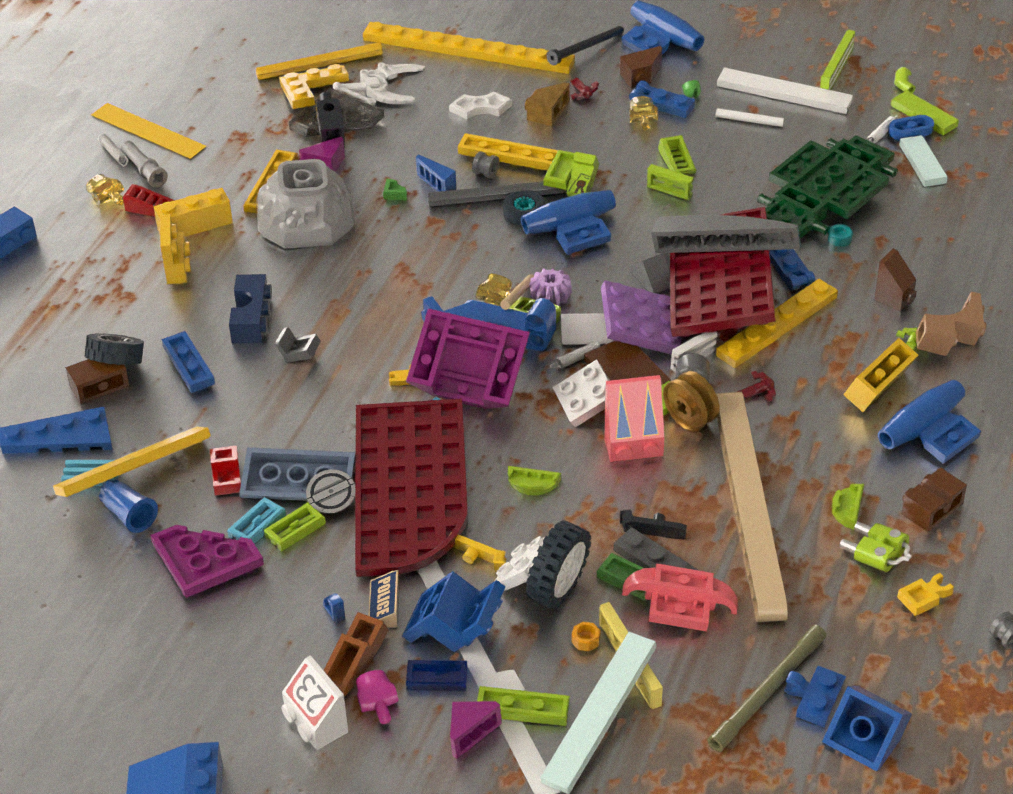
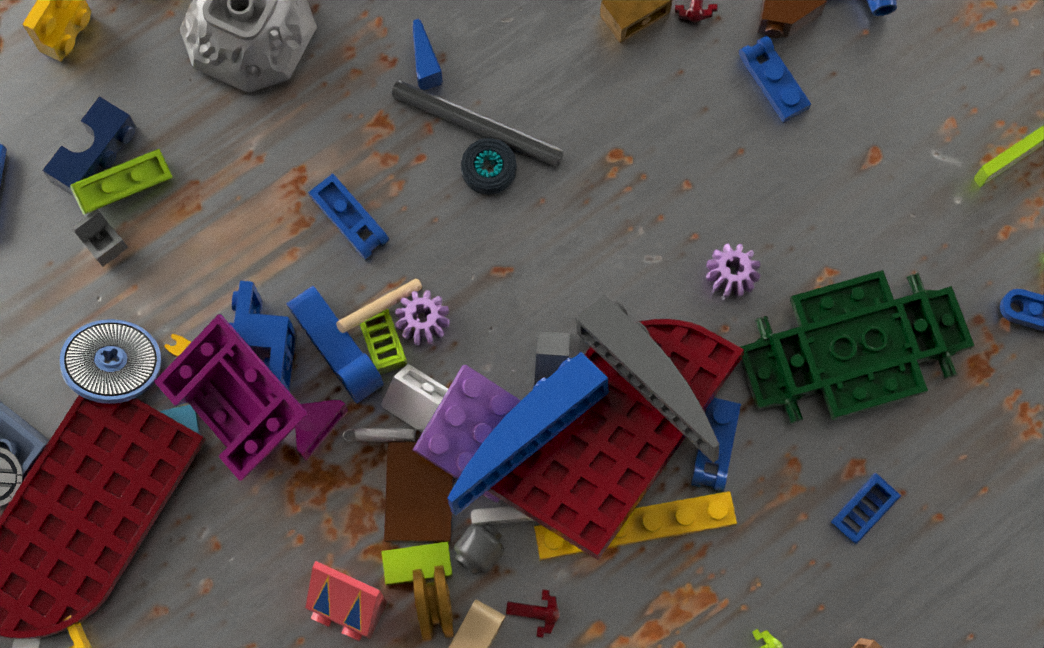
camera: 30 degrees right, 30 degrees up
(287, 310) = (121, 181): none -> lime tile
(361, 396) = (120, 381): none -> piece
(394, 191) = (369, 48): bright green tile -> none
(456, 265) = (348, 215): none -> blue plate
(485, 165) = (490, 72): dark grey wheel -> none
(494, 289) = (357, 285): clear yellow piece -> none
(507, 151) = (550, 84): yellow plate -> none
(531, 366) = (317, 424): none -> magenta slope
(532, 480) = (207, 589): lime tile -> none
(560, 170) = (564, 138): lime tile -> none
(573, 220) = (522, 226): blue plate -> none
(582, 174) = (579, 163): lime leg -> none
(583, 393) = (343, 508): white plate -> none
(643, 110) = (733, 89): clear yellow piece -> none
(670, 180) = (675, 230): lime tile -> none
(674, 283) = (529, 426): none -> blue slope
(677, 143) = (724, 164): lime slope -> none
(691, 88) = (820, 82): bright green hinge -> none
(722, 184) = (745, 270): none -> lavender gear
(749, 117) = (855, 171): white bar -> none
(785, 90) = (933, 150): white tile -> none
(840, 235) = (811, 433): teal tile -> none
(877, 134) = (995, 290): white piece -> none
(895, 282) = (802, 565): reddish brown slope -> none
(908, 235) = (885, 488): none -> blue slope
(923, 161) = (1005, 372): light aqua tile -> none

